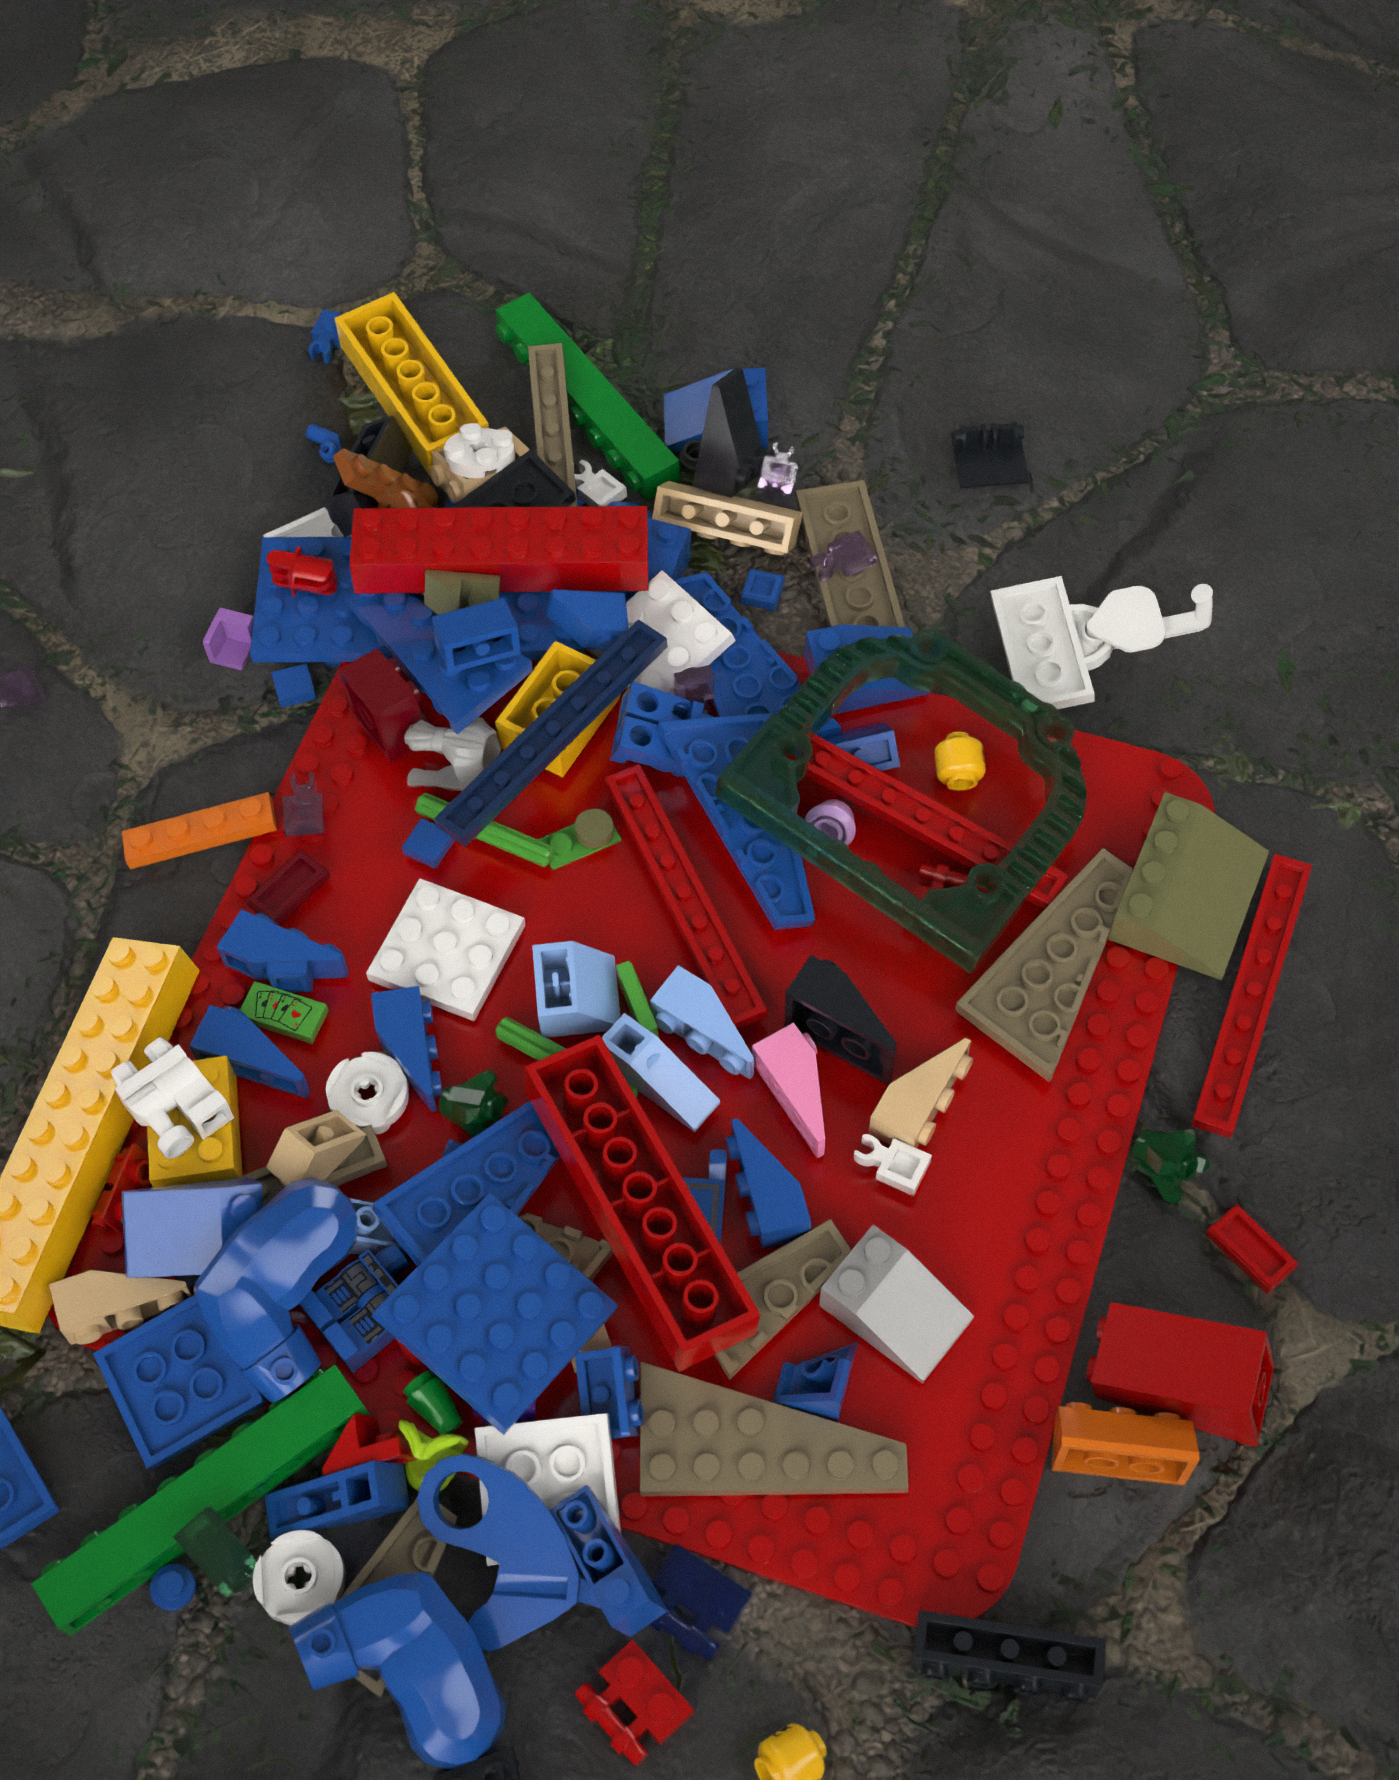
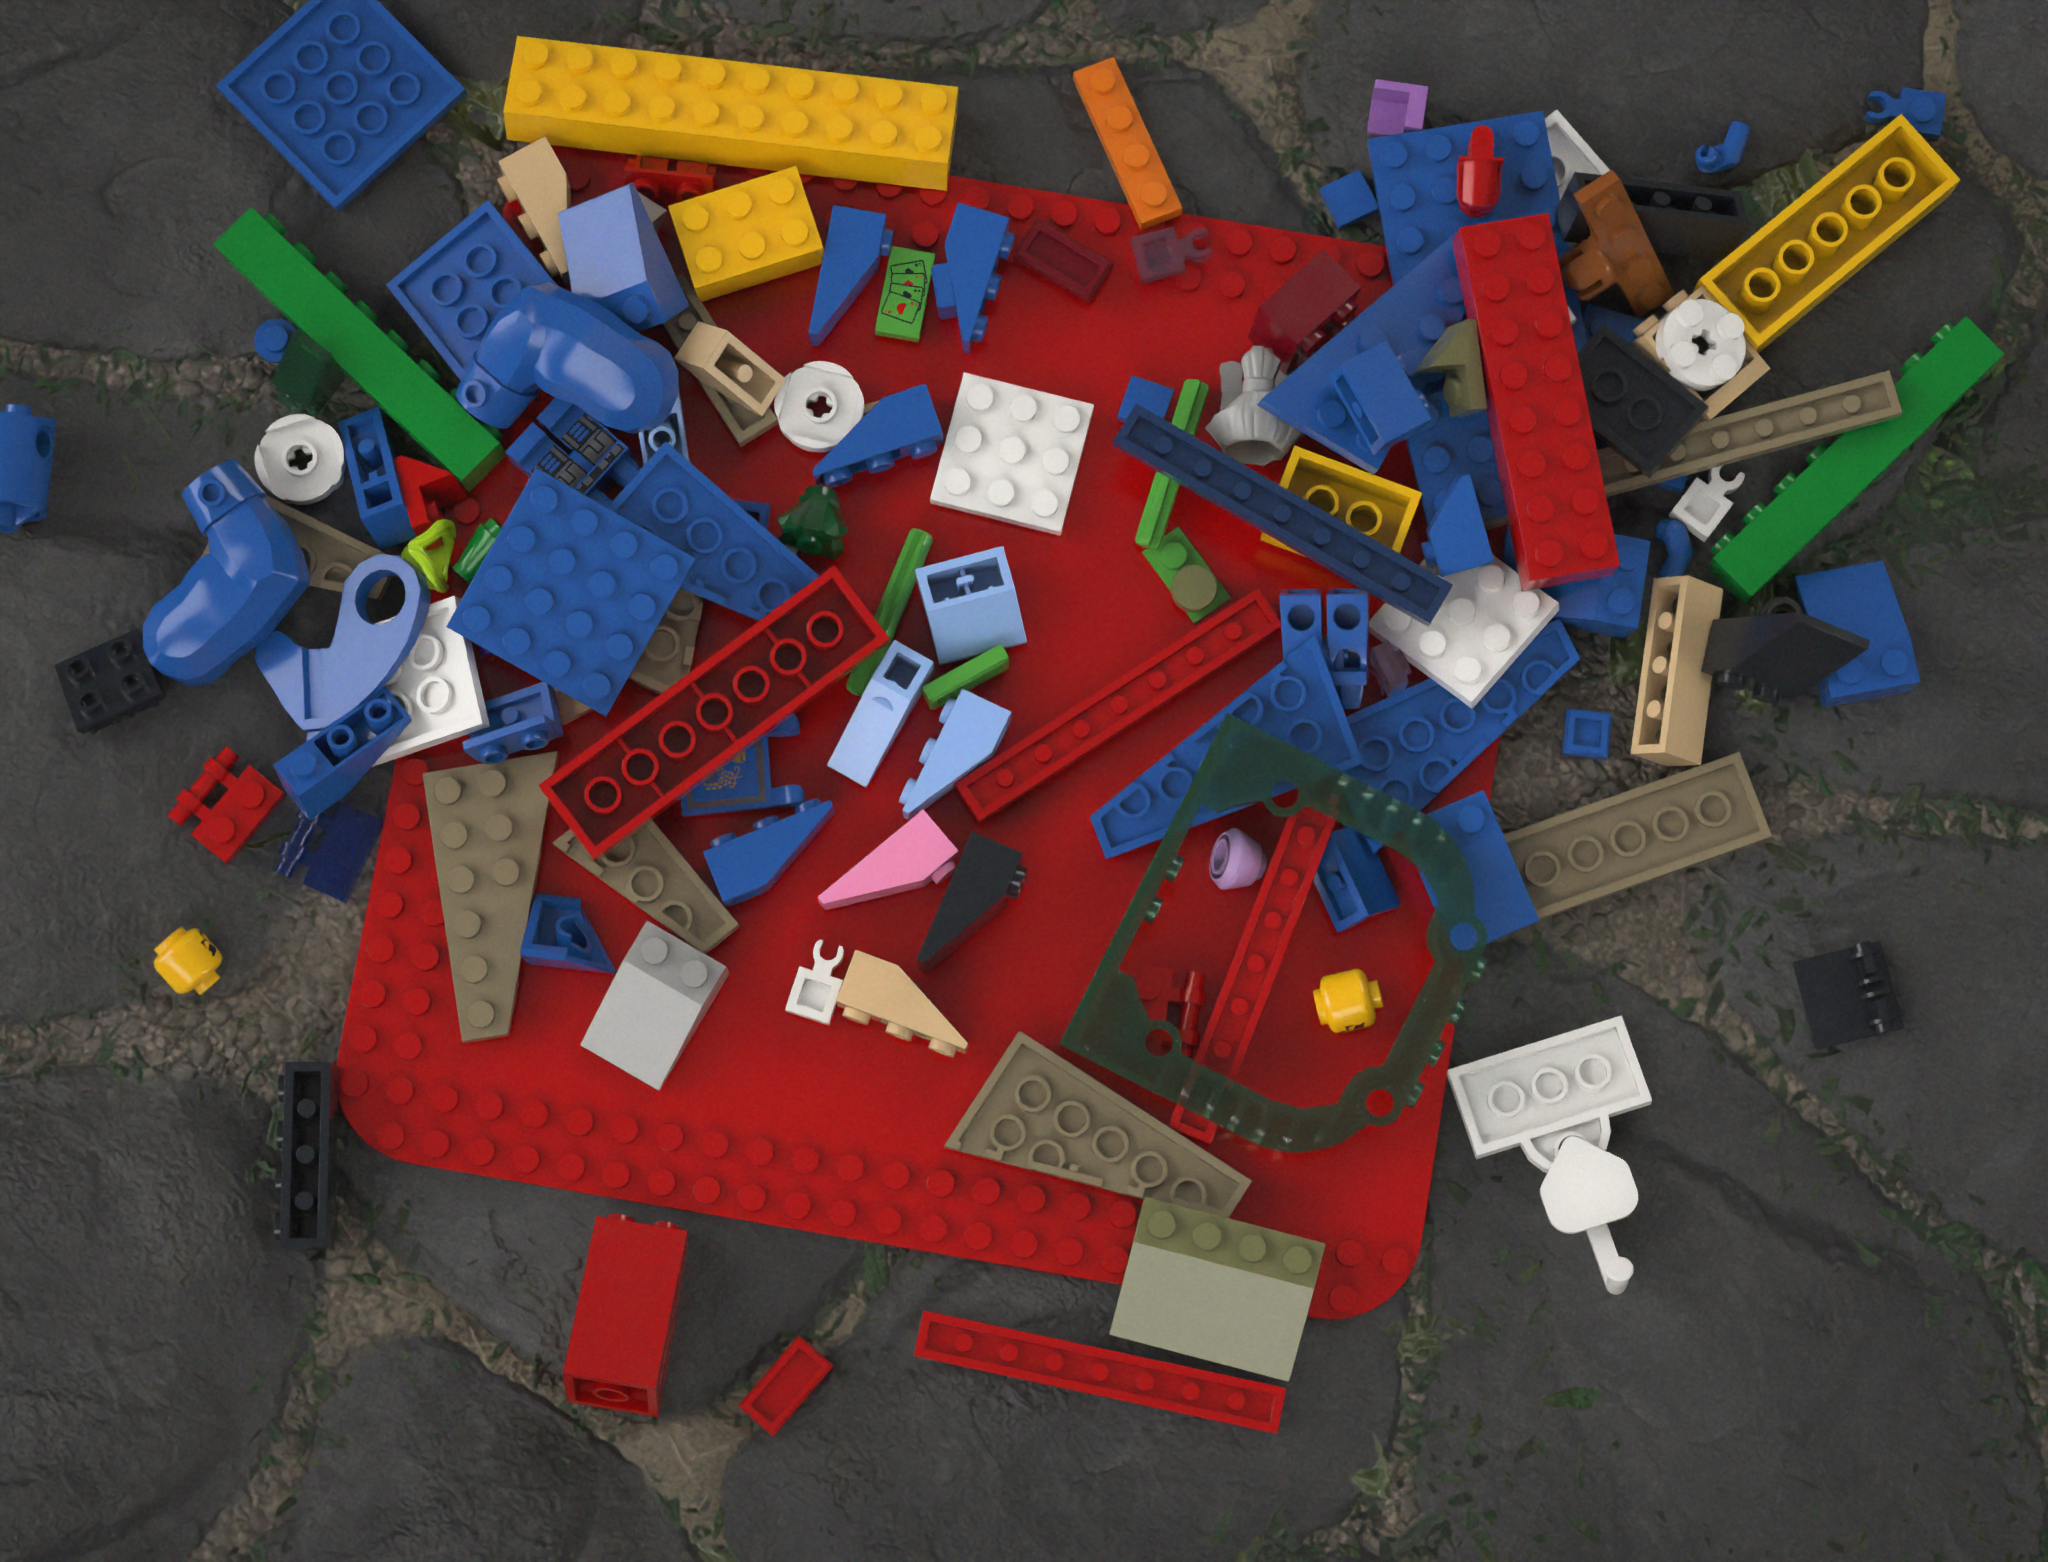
camera: 80 degrees right, 20 degrees up
(166, 1084) = (765, 198): white hips -> none
(778, 472) = (1770, 726): clear purple plate -> none
(845, 554) = (1641, 831): clear purple plate -> none
(1124, 1444) = (540, 1255): orange slope -> none
(1169, 1160) = (869, 1287): dark green rock -> none

